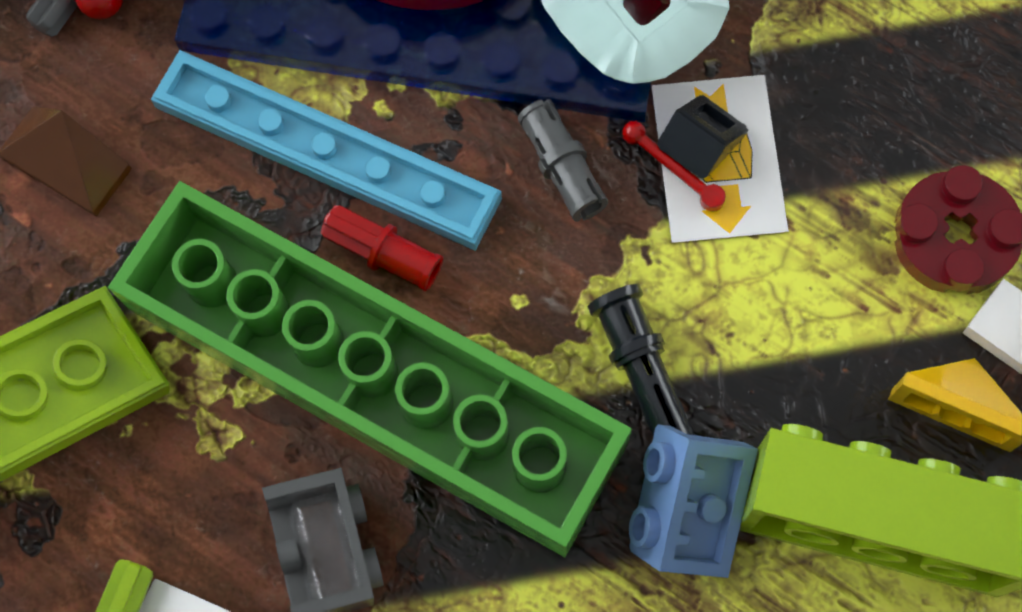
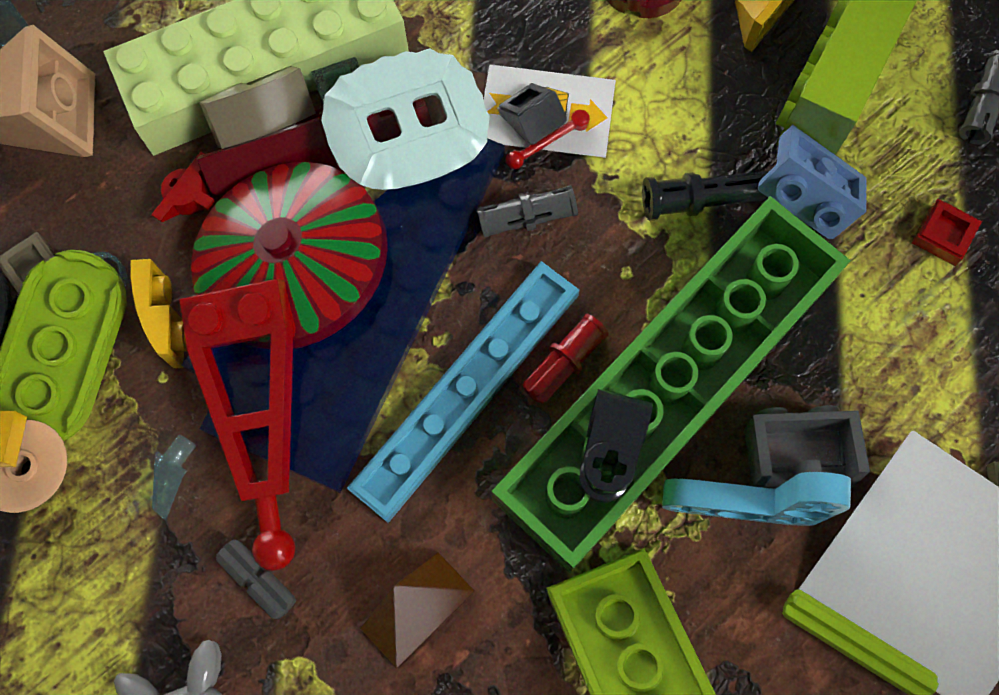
camera: 80 degrees left, 0 degrees up
(232, 526) = (799, 501): none -> medium azure beam
(256, 291) = (615, 438): none -> black piece

